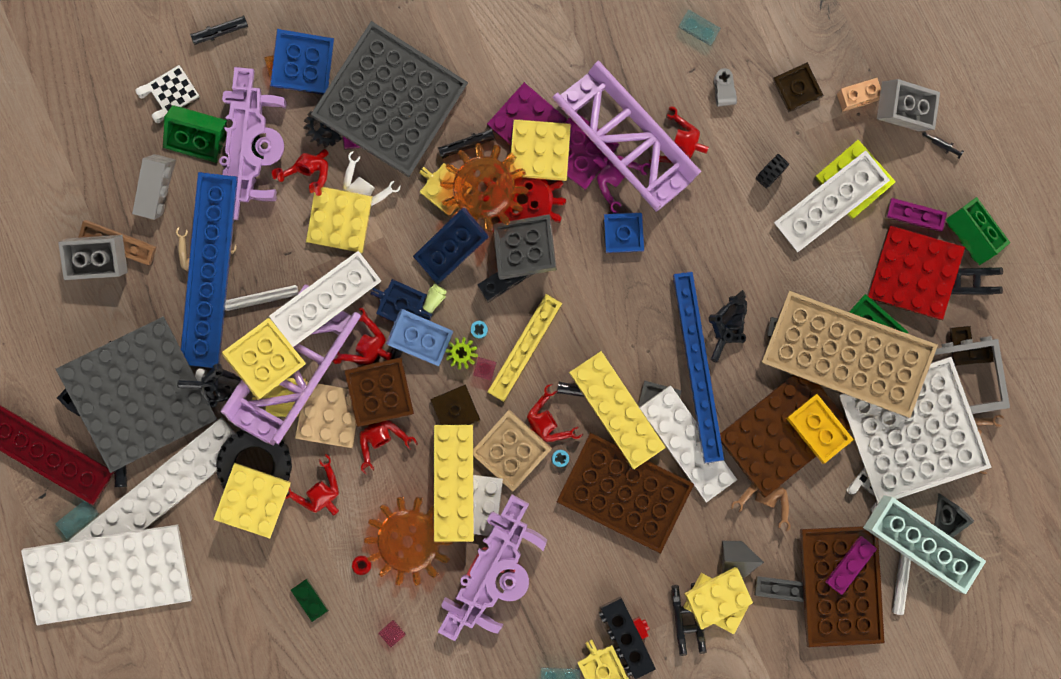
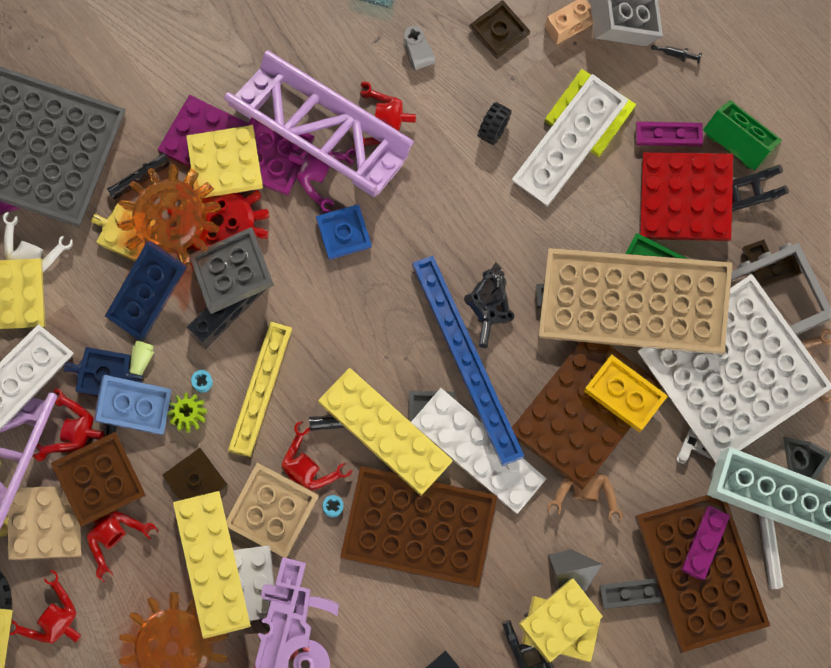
camera: 15 degrees left, 10 degrees down
(484, 369) = (218, 424): clear pink plate -> none

